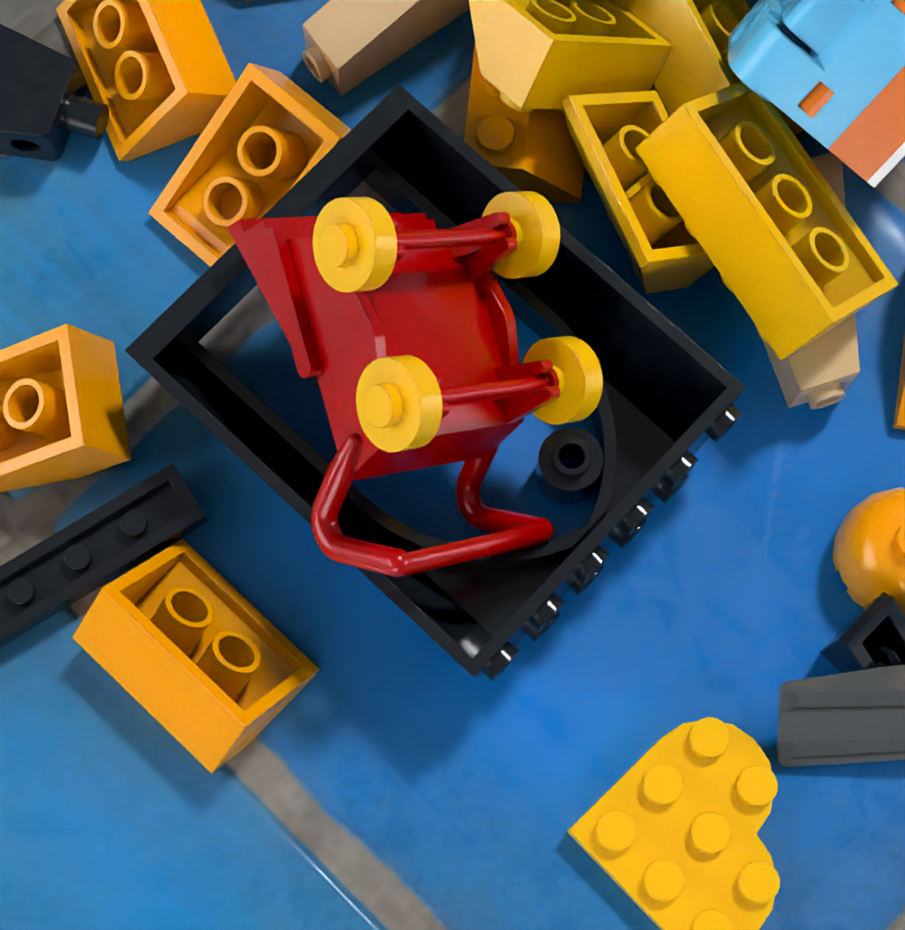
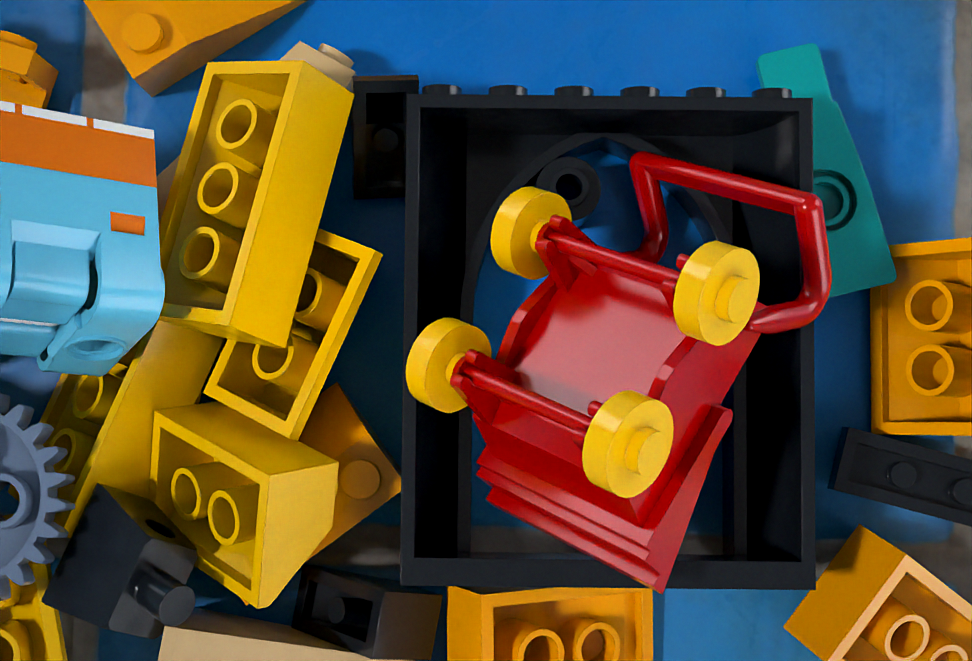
camera: 130 degrees left, 10 degrees up
(394, 665) = (852, 222): none -> teal piece
(414, 59) = (367, 614): none -> black slope
(755, 369) = (379, 134): none -> black slope

